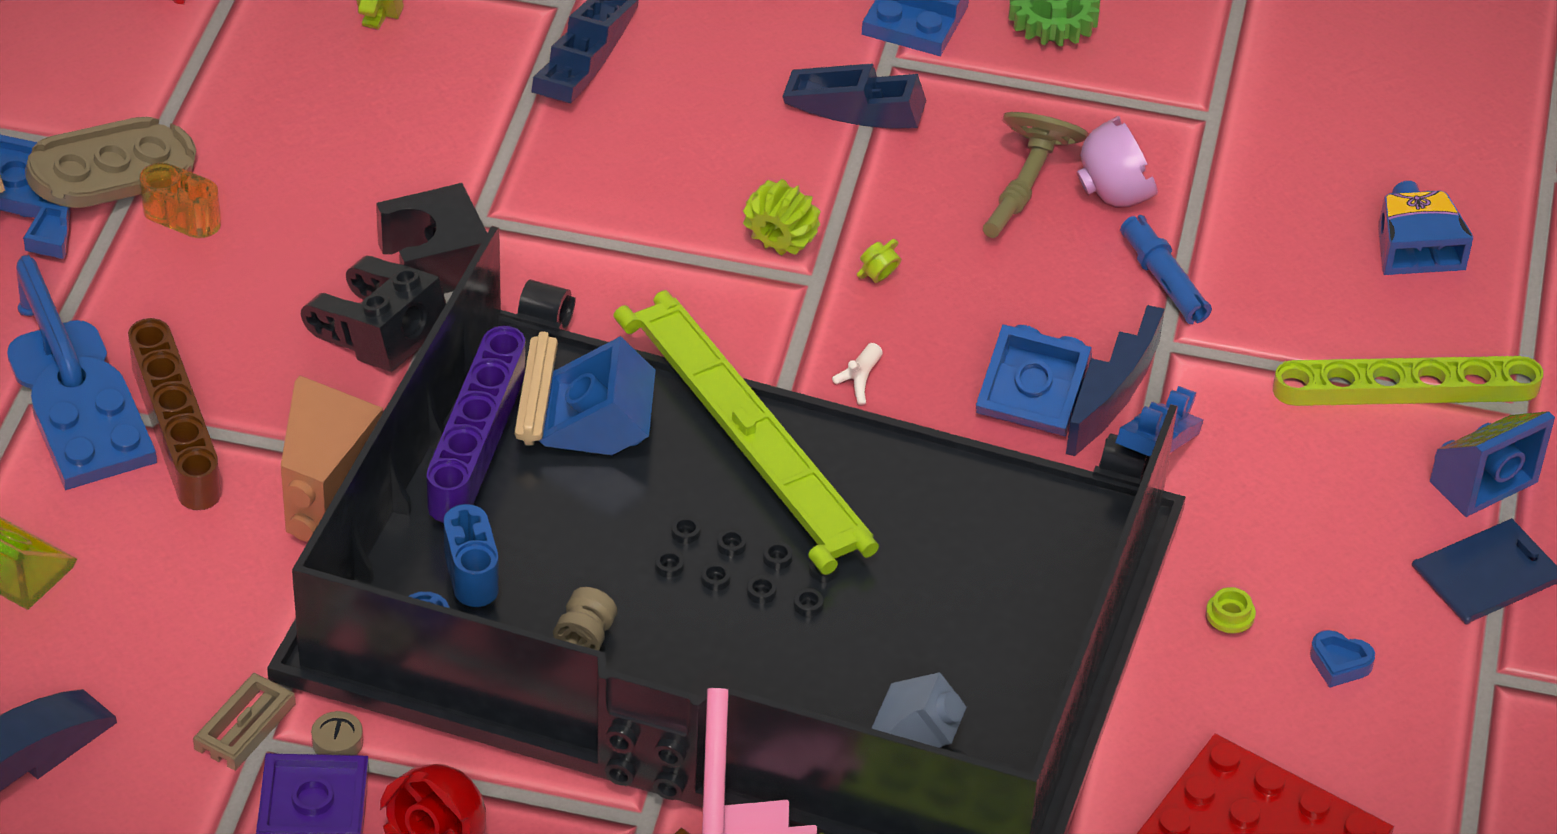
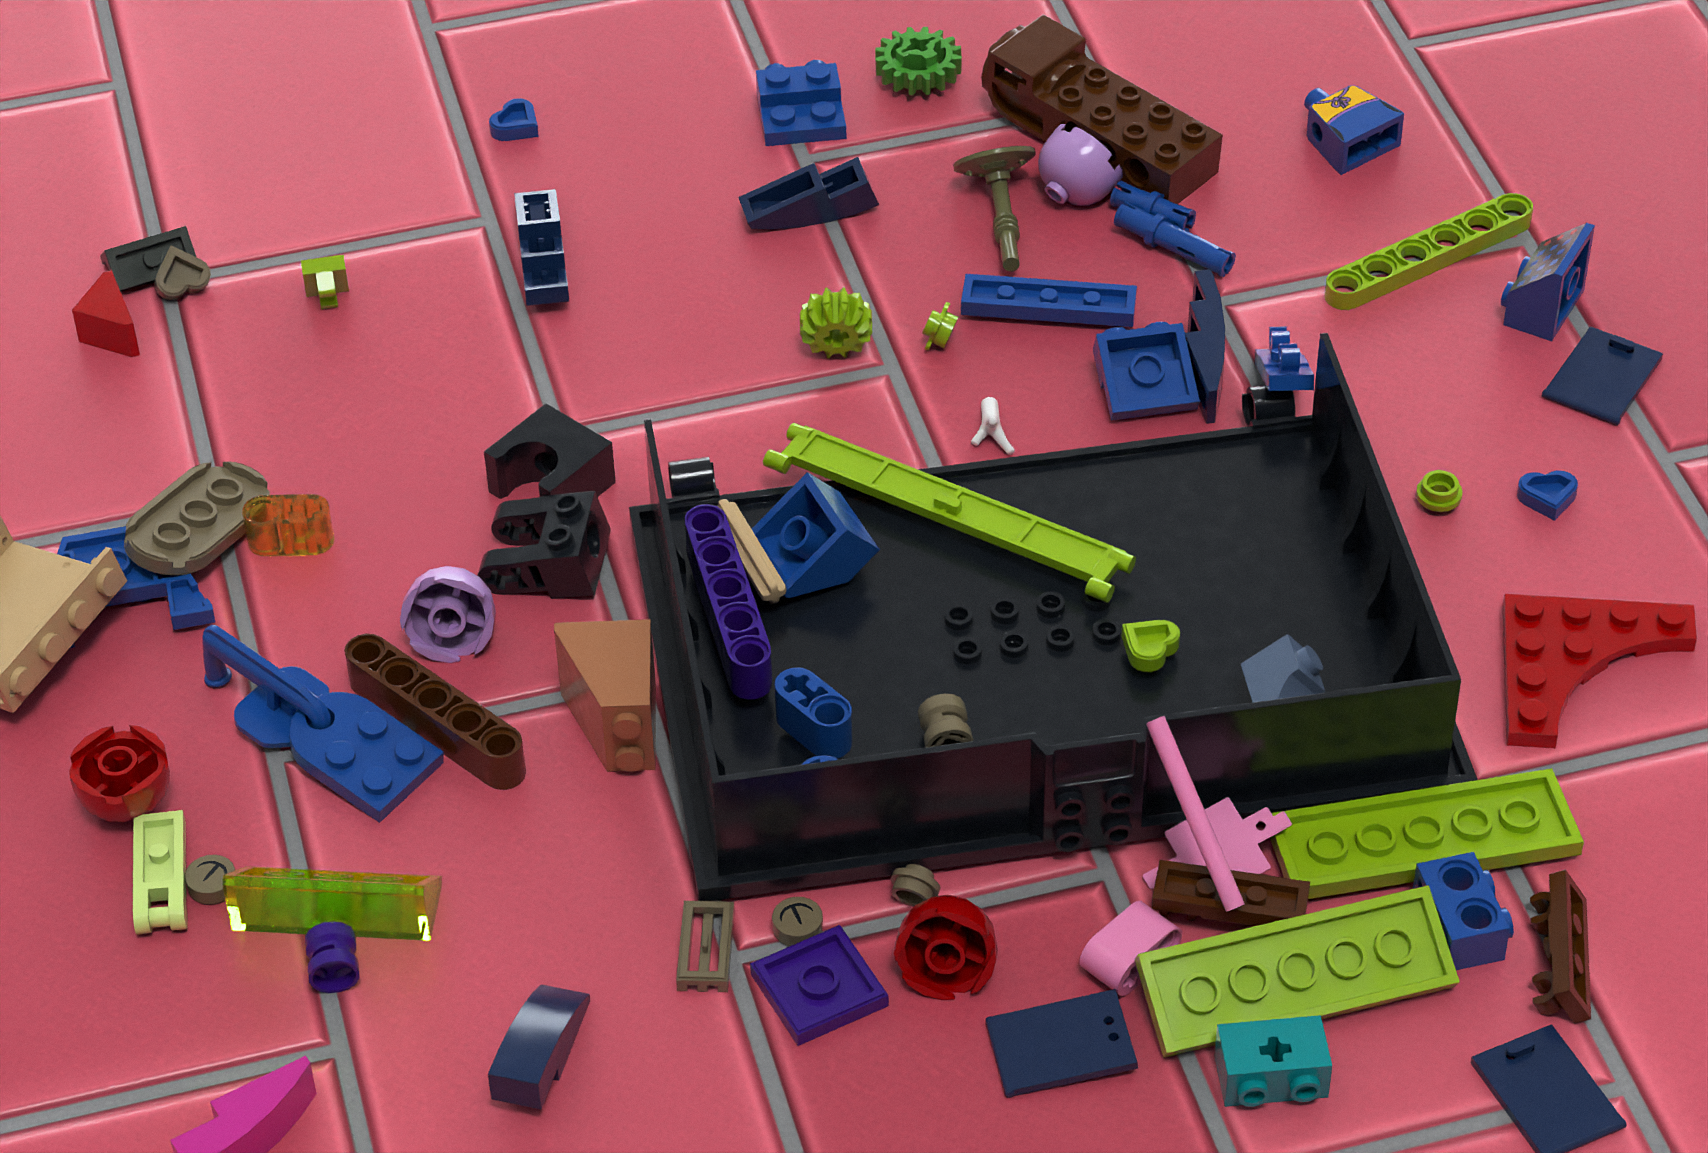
camera: 25 degrees left, 0 degrees up
(245, 332) = (448, 614): none -> lavender cylinder
(457, 750) = (914, 884): none -> dark tan plate
(831, 628) = (1150, 643): none -> lime tile
(1001, 278) = (1048, 300): none -> blue plate
(1171, 229) = (1153, 204): none -> blue pin
(1199, 160) = (1061, 85): none -> reddish brown brick

